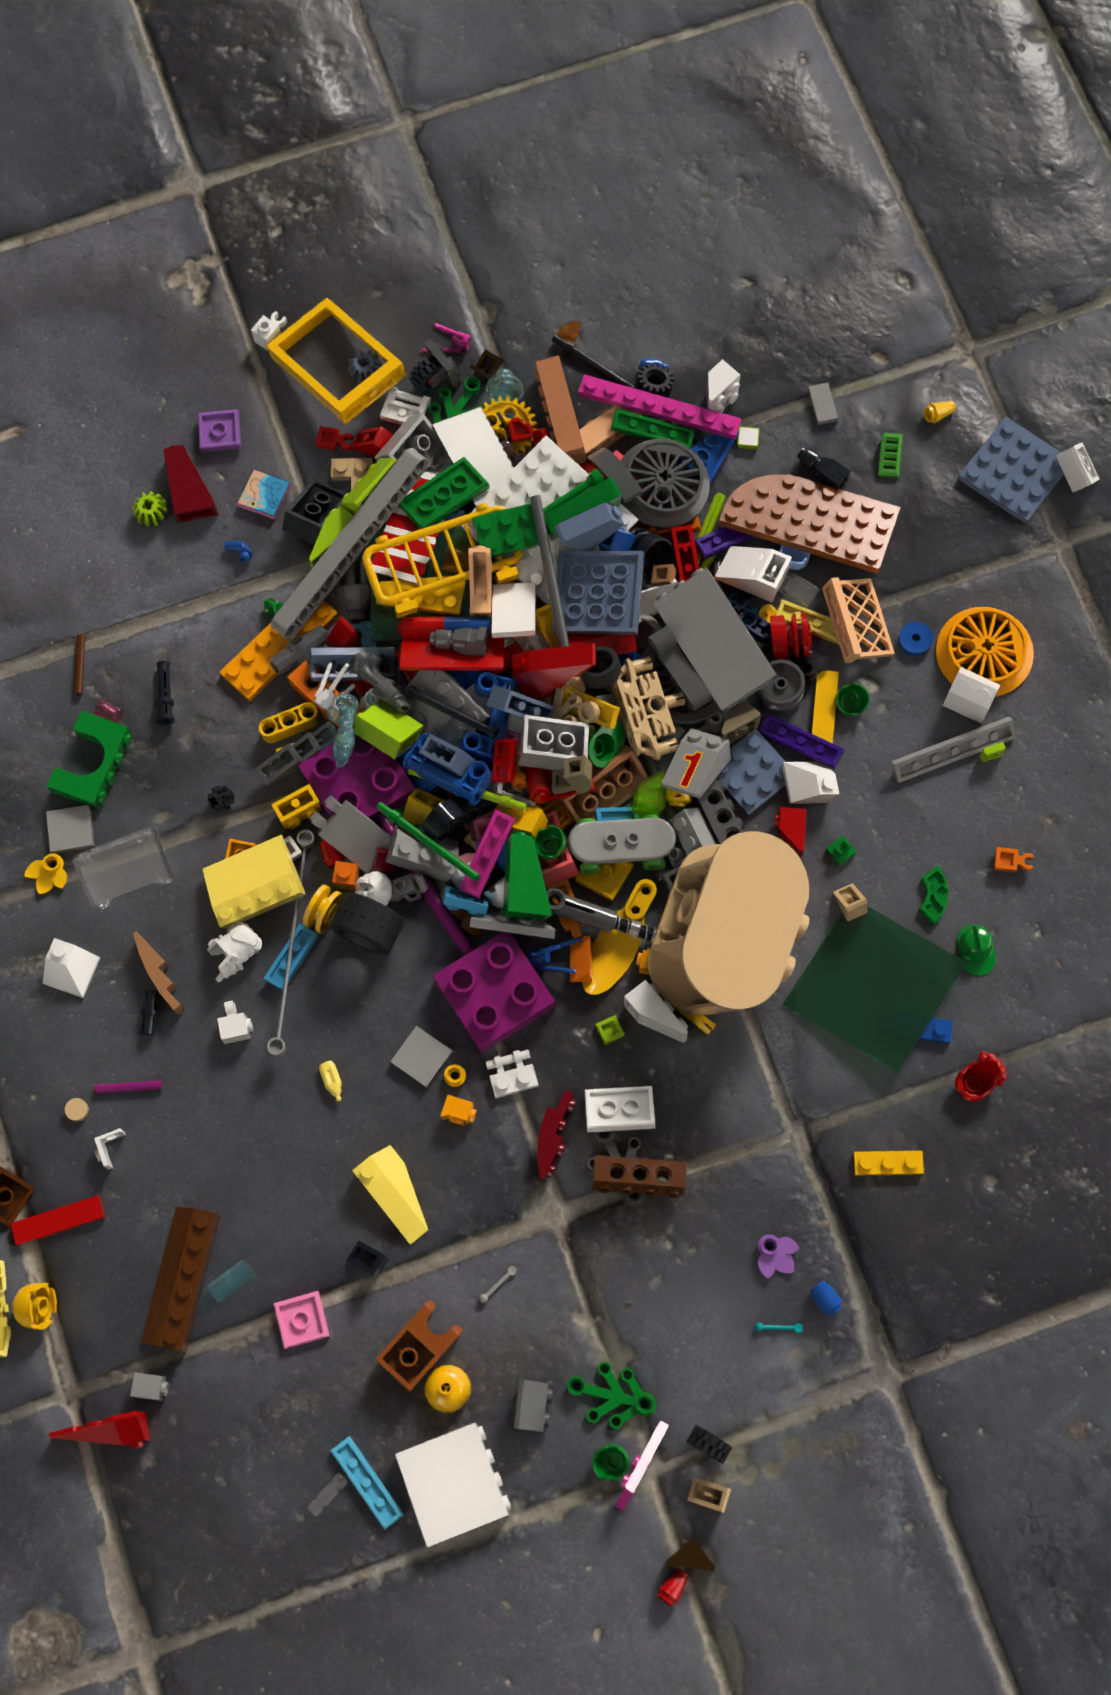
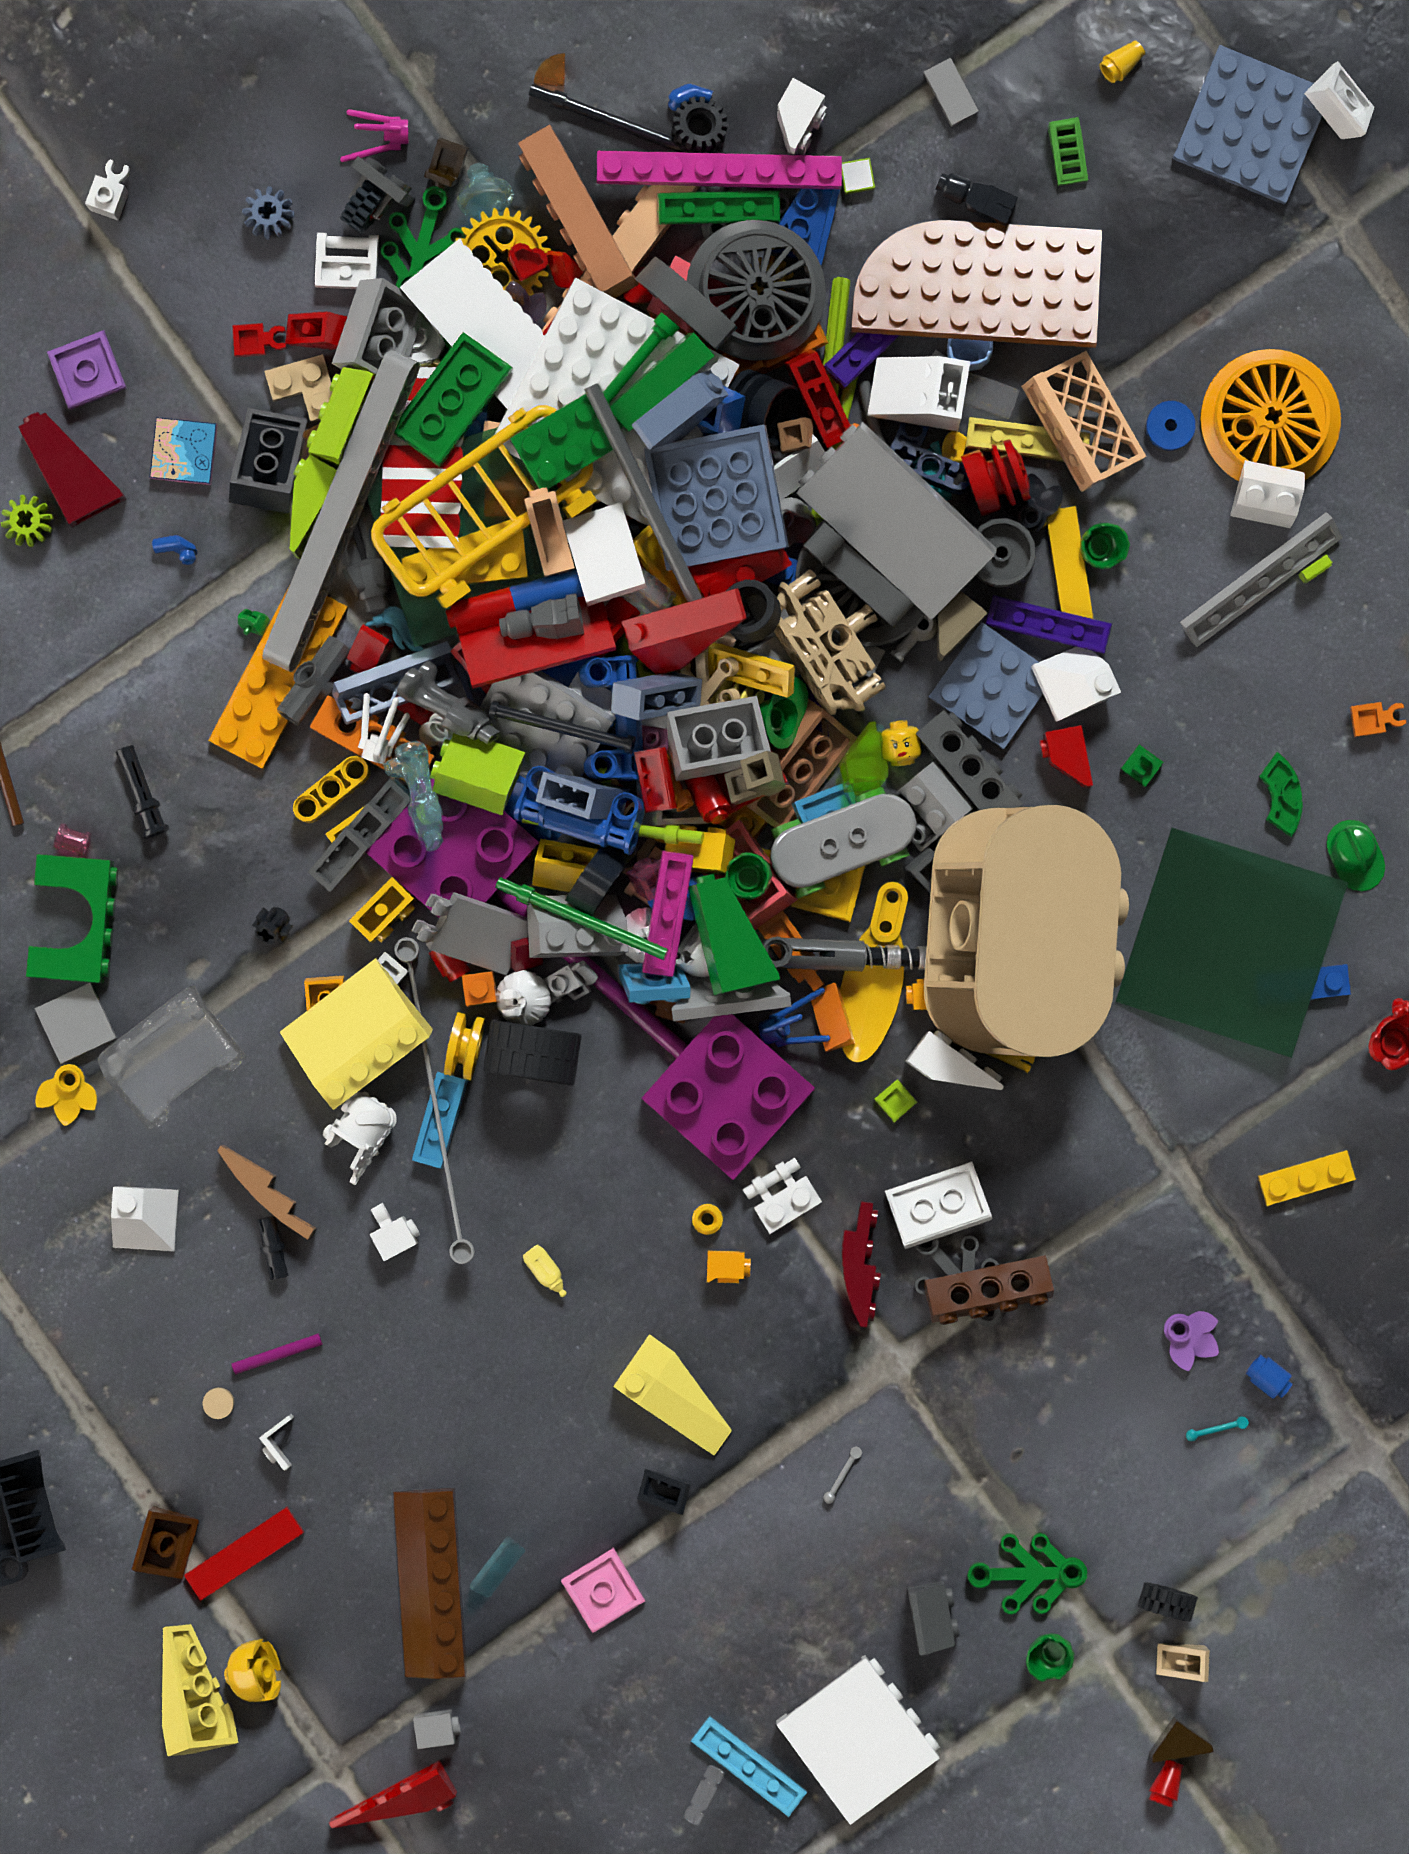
camera: 15 degrees left, 15 degrees up
(360, 396) = (288, 262): yellow window -> none
(420, 1341) = (773, 1580): dark orange brick -> none
(421, 1056) = (655, 1206): light grey tile -> none
(459, 1388) = (813, 1608): yellow cylinder -> none
(589, 712) = (752, 679): tan tile -> none
(639, 1465) = (1087, 1651): wing -> none
(697, 763) = (916, 703): light grey slope -> none
(851, 902) = (1171, 835): tan slope -> none

